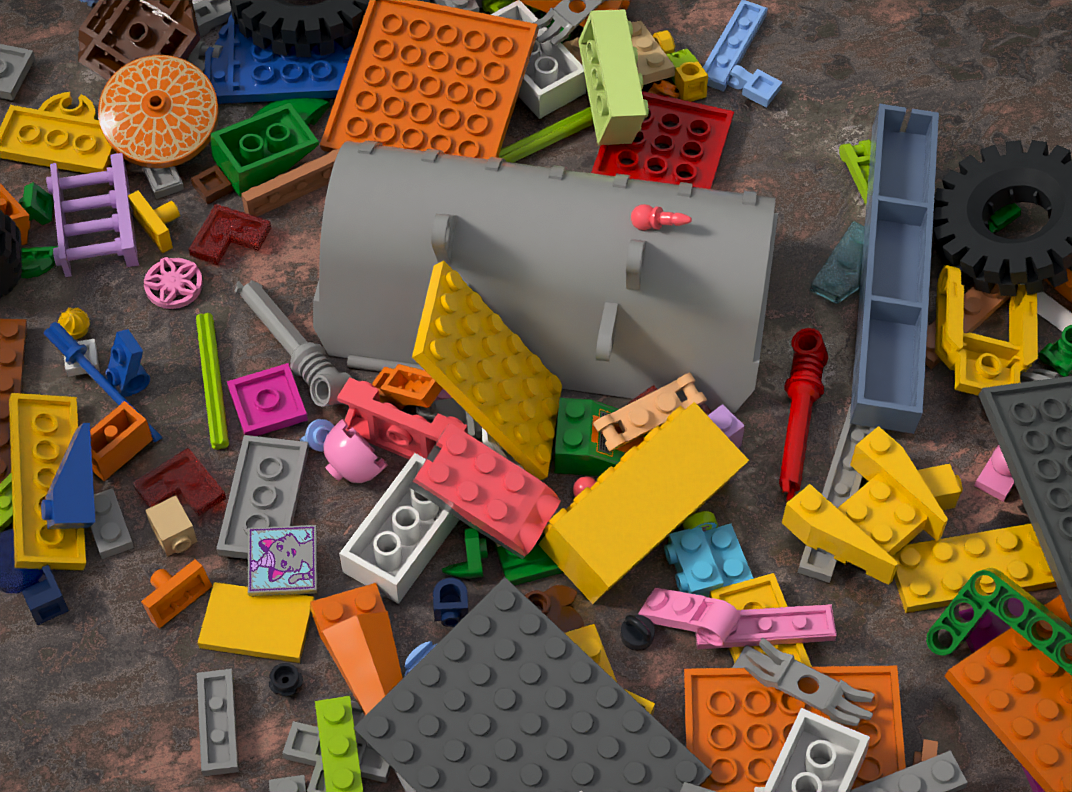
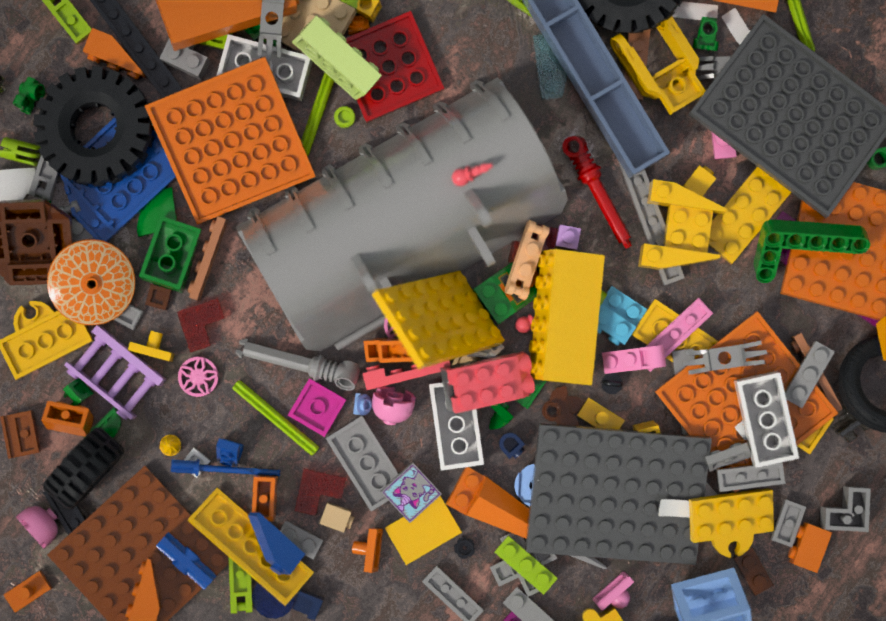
camera: 40 degrees left, 30 degrees up
(572, 158) = (344, 117): none -> lime tile

